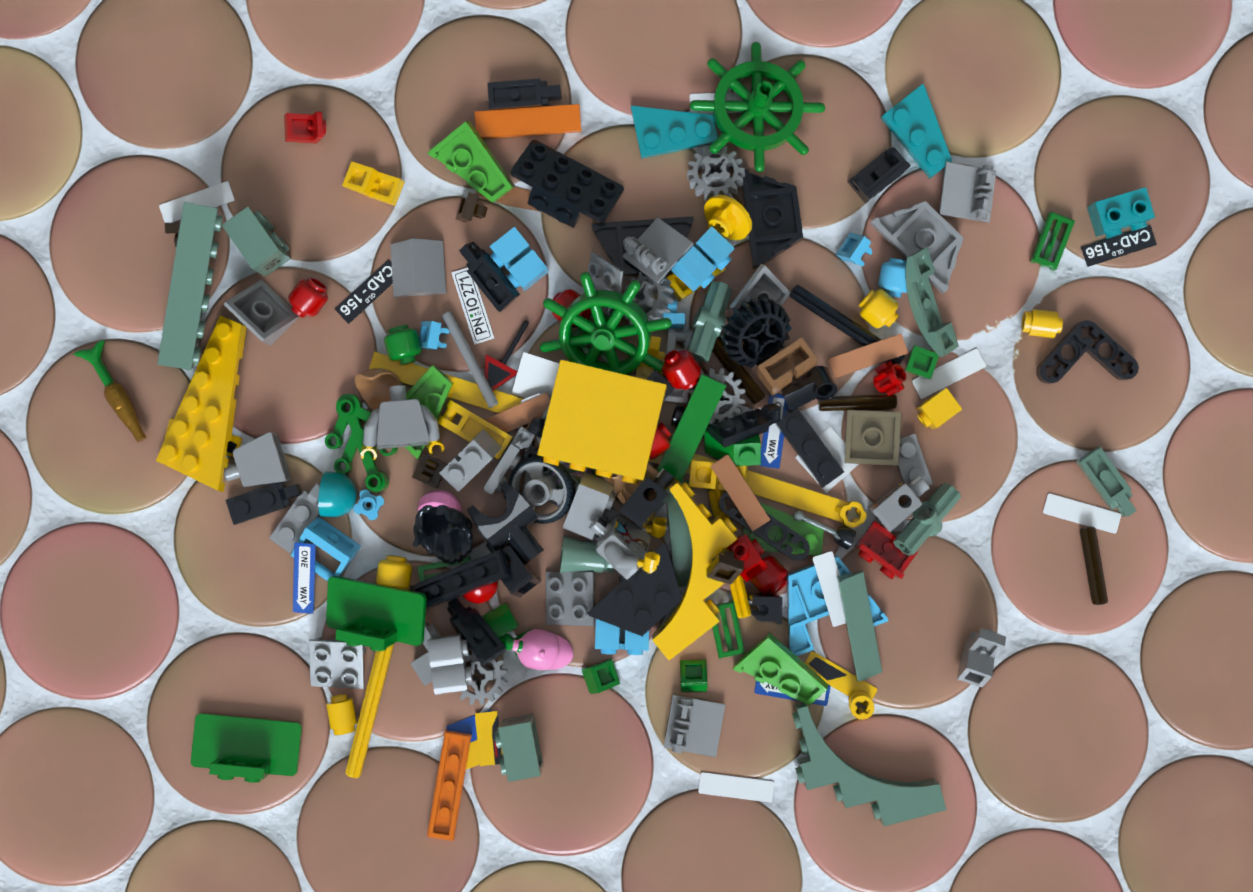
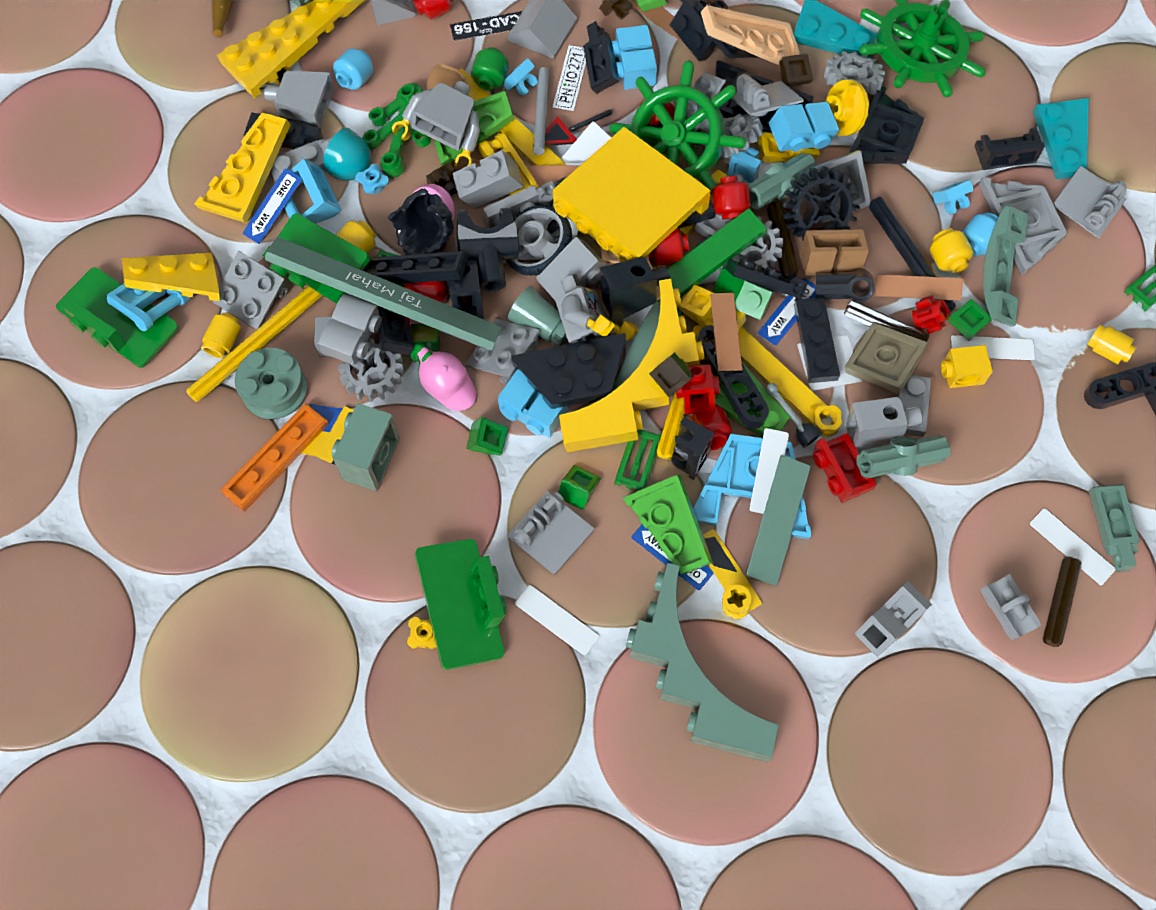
camera: 30 degrees right, 20 degrees down
(254, 716) = (132, 301): none -> medium azure plate
(263, 567) = (246, 171): none -> yellow wing
(272, 684) = (181, 272): none -> yellow wing
(284, 409) = (353, 69): none -> medium azure head
(398, 743) = (271, 383): none -> sand green wheel
(456, 622) = (383, 293): none -> sand green tile
(616, 186) = (751, 33): none -> light nougat wing
(655, 856) = (416, 639): none -> yellow plate
(662, 819) = (462, 603): none -> green bracket
(665, 199) = (795, 70): none -> dark brown tile
(1060, 597) = (1010, 607): none -> light grey hips

